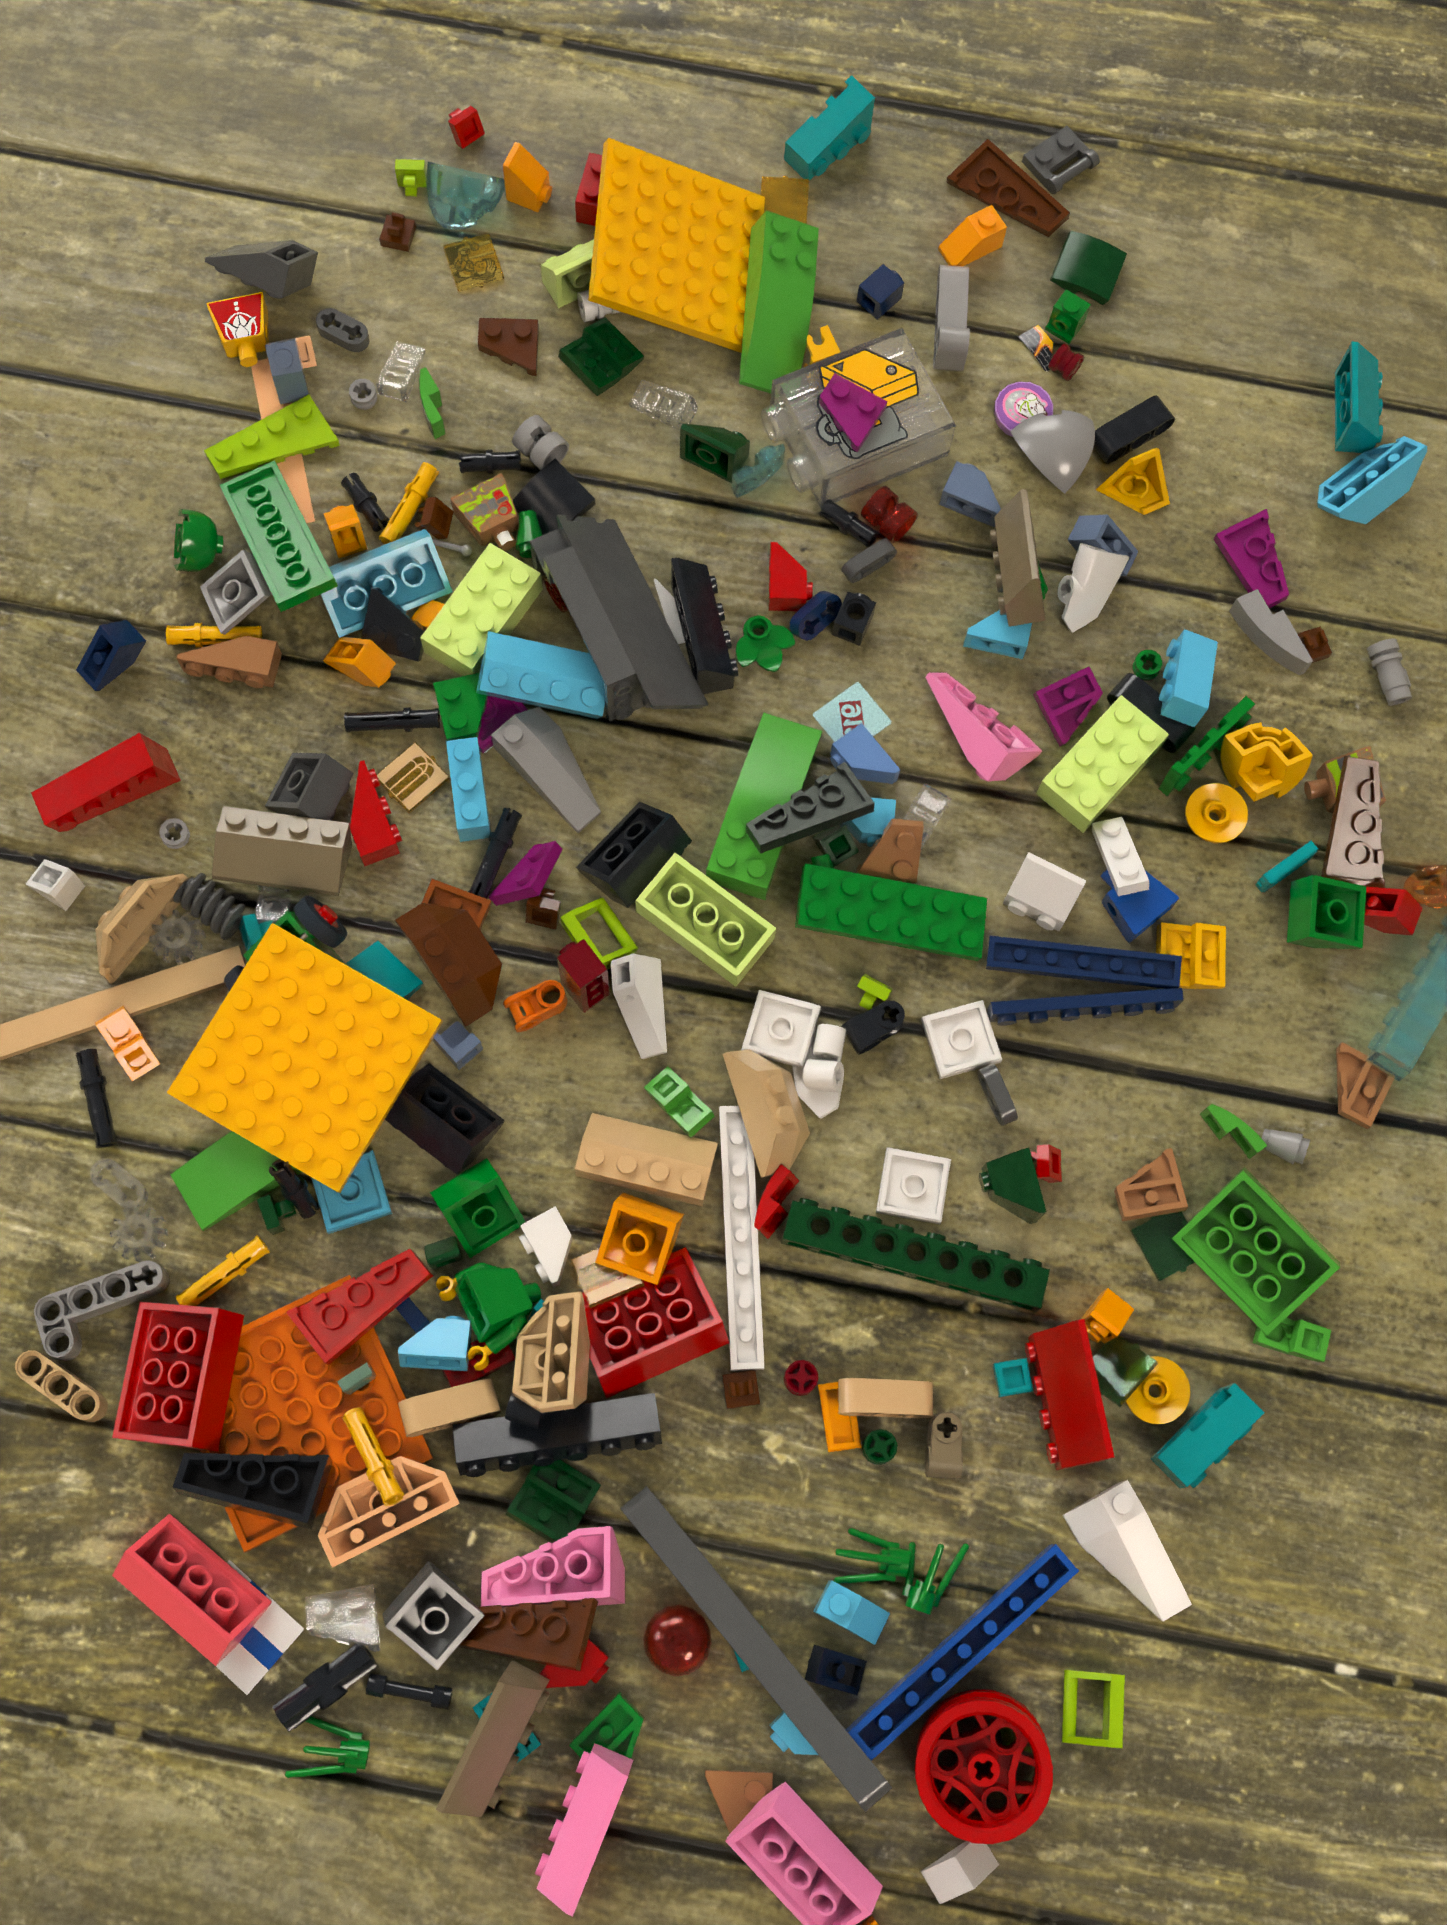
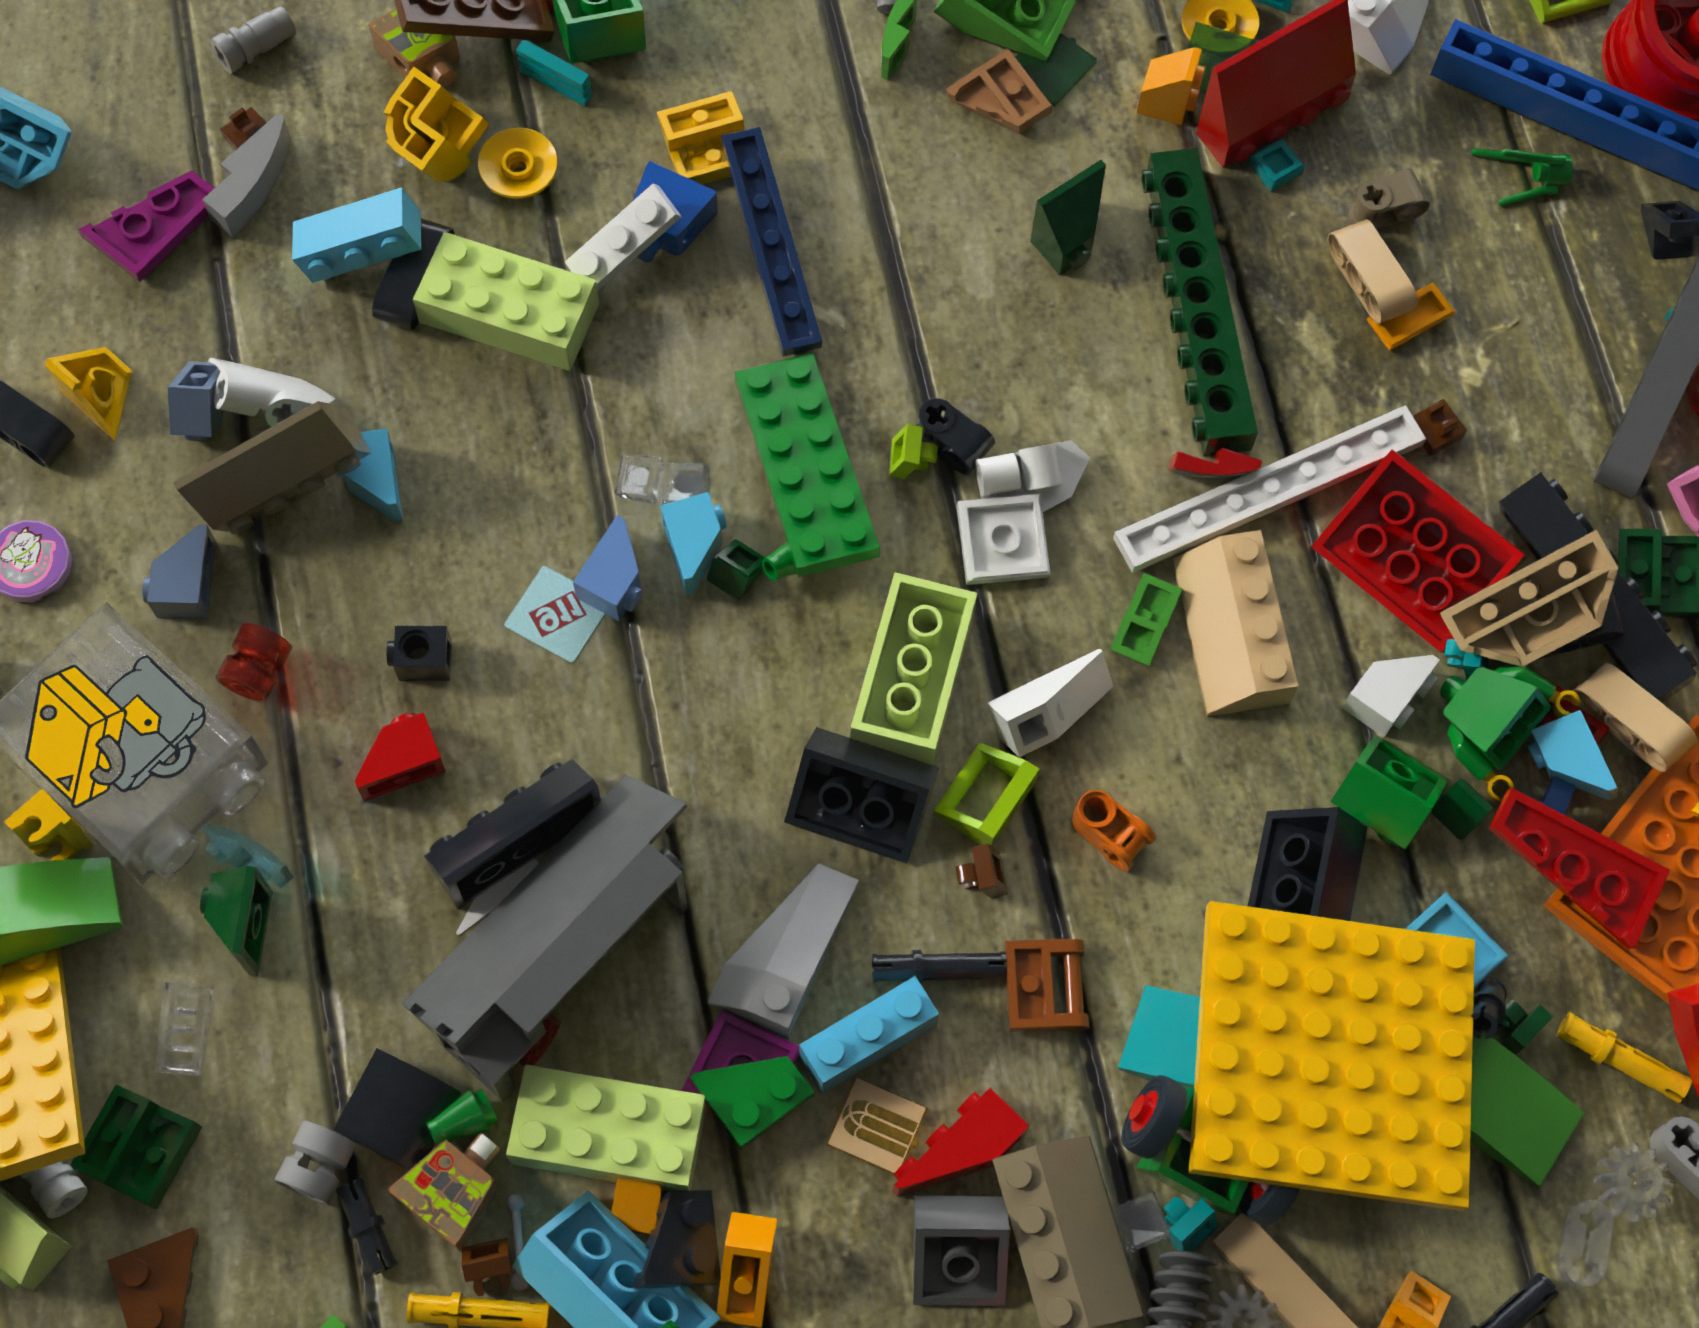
camera: 110 degrees left, 5 degrees down
(357, 1379) = (1665, 827): sand green tile -> none
(392, 720) = (811, 1184): black pin -> none
(454, 957) = (1098, 954): reddish brown wedge -> none
(458, 1044) = (1202, 889): sand blue panel -> none
(528, 875) = (950, 907): magenta wing -> none
(541, 675) = (676, 999): medium azure slope -> none
(583, 974) = (1063, 768): dark red brick -> none
(601, 1282) = (1386, 616): piece -> none
(639, 1238) = (1331, 591): light orange slope -> none
(763, 648) = (504, 750): green plate -> none
(768, 1109) = (1111, 511): tan wedge -> none
(770, 775) = (725, 665): bright green slope -> none
(801, 1372) = (1398, 358): dark red wheel -> none
(816, 615) = (436, 701): dark blue beam -> none
(822, 806) = (721, 583): pearl dark grey wing -> none
(849, 523) = (282, 712): black pin -> none
(851, 1612) = (1606, 235): medium azure slope -> none
(852, 409) = (131, 735): magenta wing -> none
(869, 560) = (329, 666): dark grey beam -> none
(884, 1443) = (1424, 253): dark green wheel -> none
(892, 1561) = (1534, 211): green plant -> none
(896, 852) = (728, 484): medium nougat wing -> none
(913, 1185) = (1117, 334): white tile -> none
(961, 1039) = (920, 344): white tile -> none
(986, 741) = (530, 433): bright pink wedge -> none
(997, 1094) = (971, 280): dark grey beam -> none
(1043, 892) = (707, 306): white slope -> none
(1048, 1163) = (1023, 204): red tile -> none
(1057, 445) = (75, 491): light grey brick -> none
(1068, 702) = (436, 368): magenta wing -> none
(1098, 1005) = (829, 237): dark blue plate -> none
(1149, 674) = (340, 291): green bush -> none
(1199, 756) = (449, 198): green wing -> none

